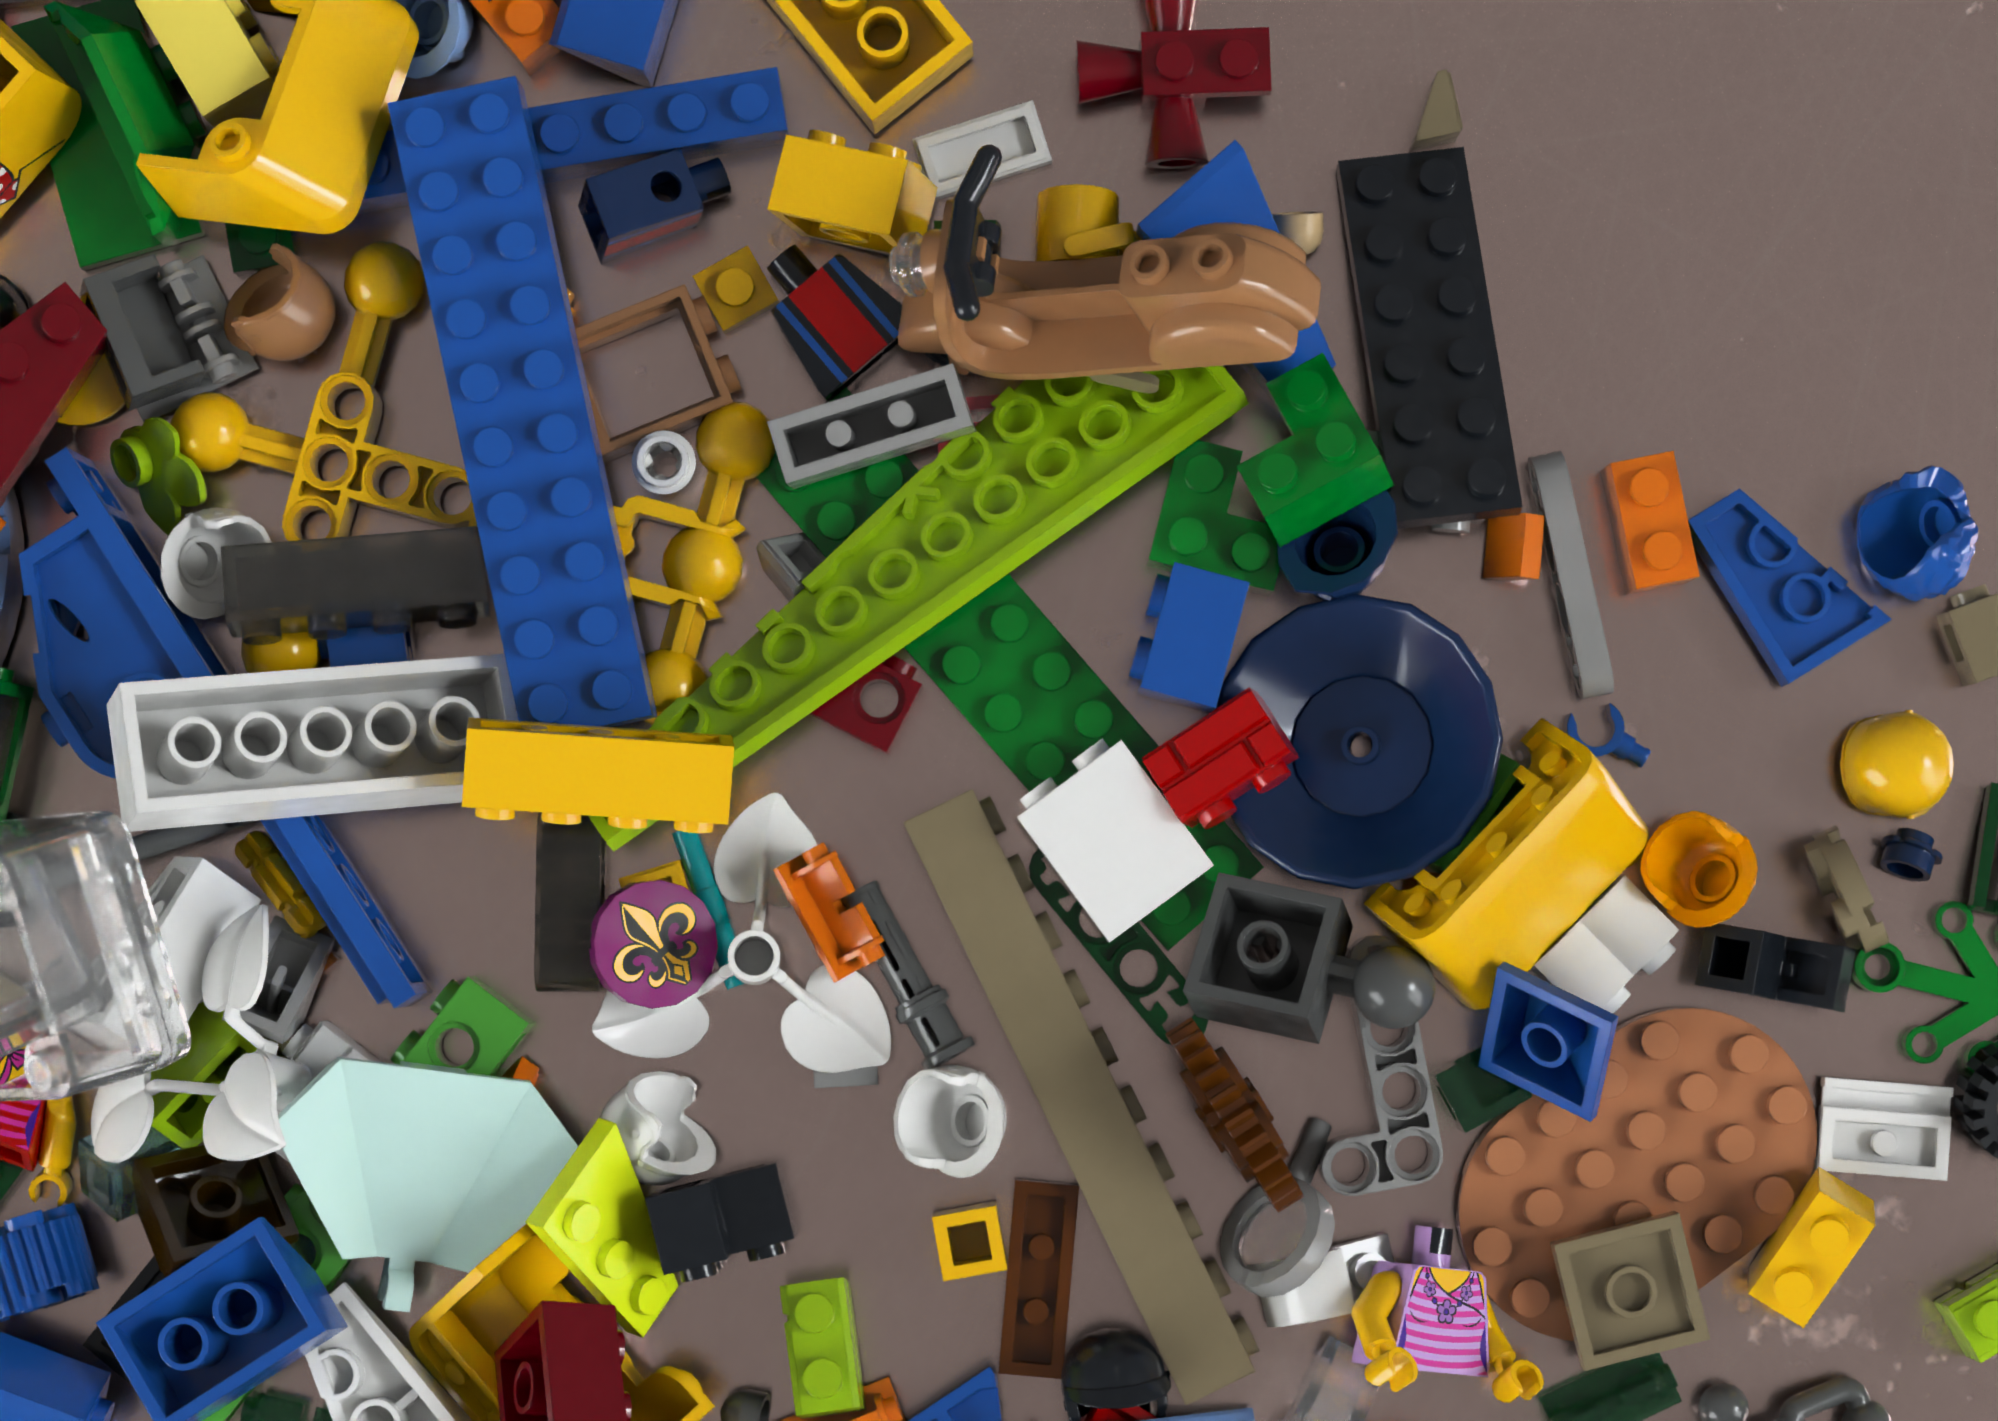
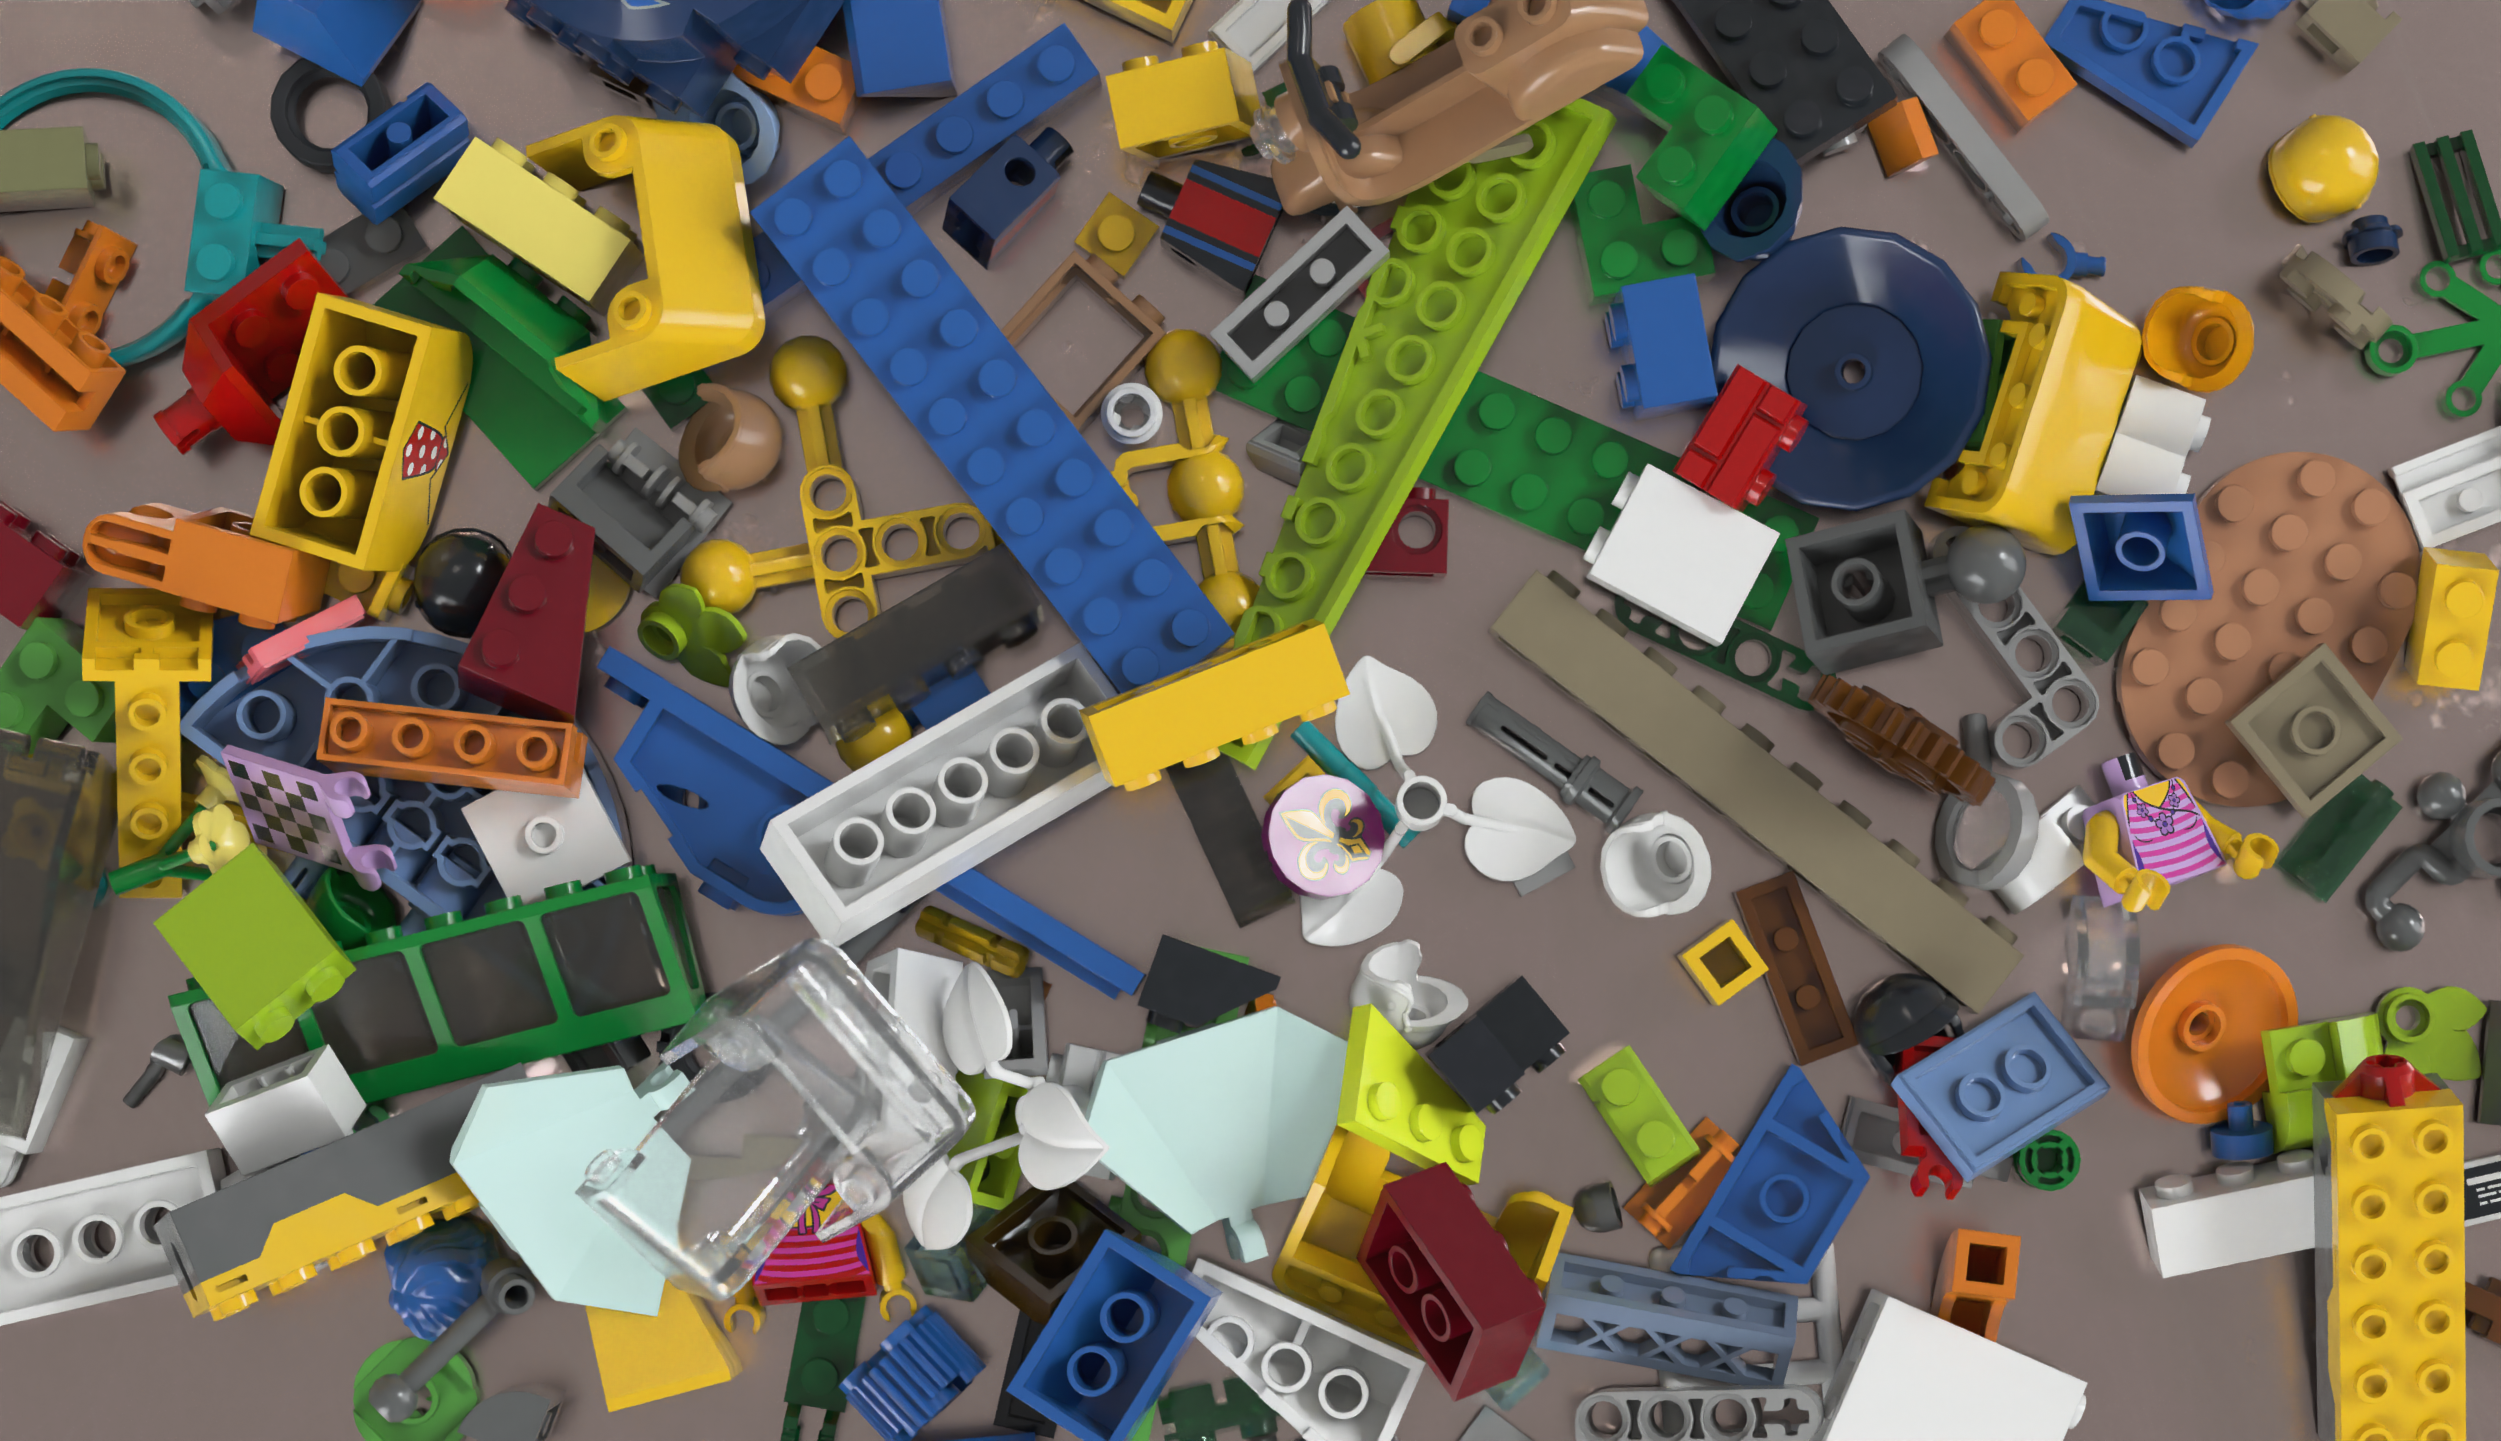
camera: 30 degrees left, 0 degrees up
(464, 1027) = (1198, 985): none -> black slope
(841, 937) = (1484, 753): orange hinge -> none
(1775, 967) = (2304, 392): black brick -> none

